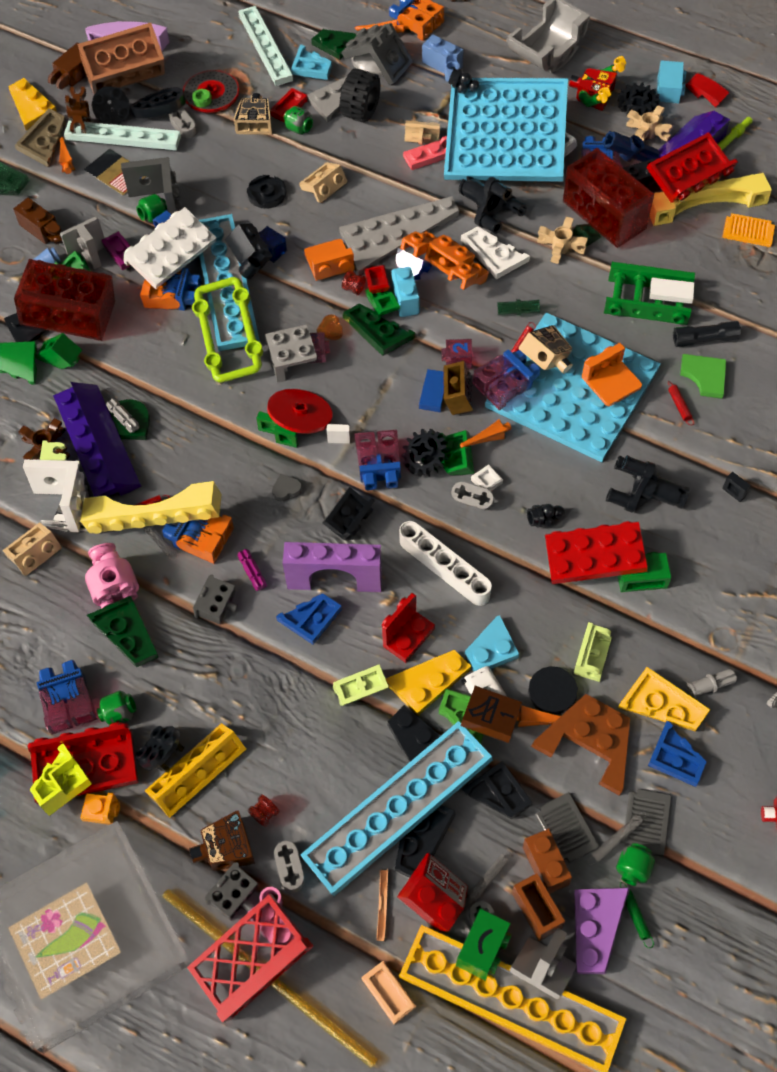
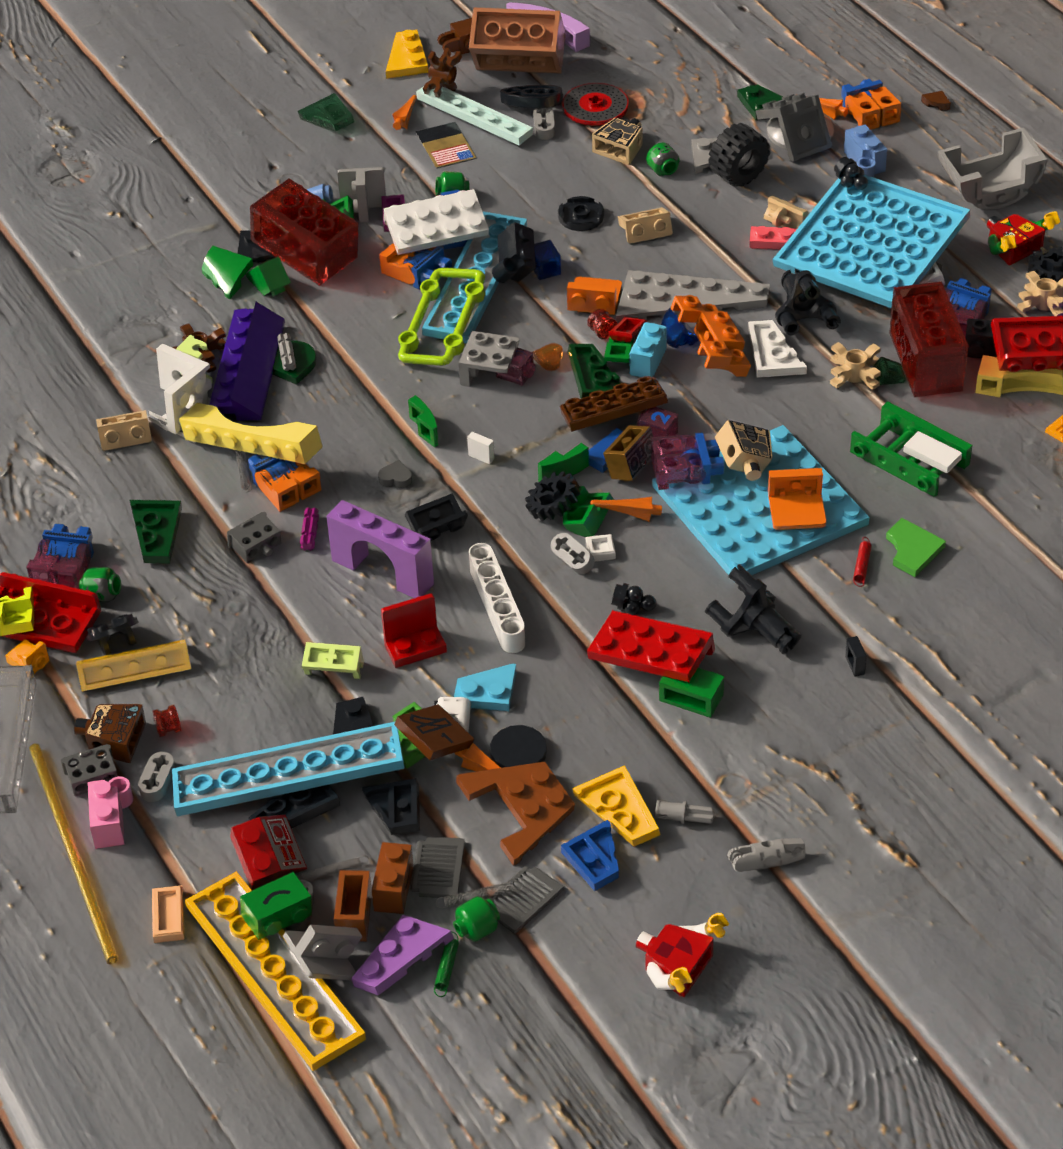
camera: 30 degrees right, 15 degrees down
(38, 221) = (331, 156): reddish brown hinge -> none
(42, 137) = (395, 88): dark tan wing -> none
(110, 576) = (172, 473): bright pink piece -> none
(119, 103) = (490, 82): black plate -> none
(160, 180) = (475, 167): dark grey bracket -> none
(201, 98) = (578, 105): bright green tile -> none
(265, 46) = (683, 80): light aqua plate -> none
(268, 972) = (64, 837): fence -> none
(290, 99) = (676, 139): red tile -> none
(299, 411) = (457, 412): red piece -> none
(311, 64) = (716, 112): medium azure wing -> none
(311, 617) = (333, 589): blue wing -> none
(380, 466) = (503, 485): hips -> none
(382, 905) = (214, 850): light nougat piece -> none
(410, 422) = (571, 462): none -> green slope
(414, 350) = (614, 403): none -> reddish brown tile
(428, 681) = (397, 689): yellow wing -> none
(518, 307) = (758, 409): clear green pin -> none
(593, 652) = (582, 733): yellowish green hinge -> none
(630, 148) = (993, 302): dark blue piece -> none
(690, 335) = (925, 504): black axle -> none

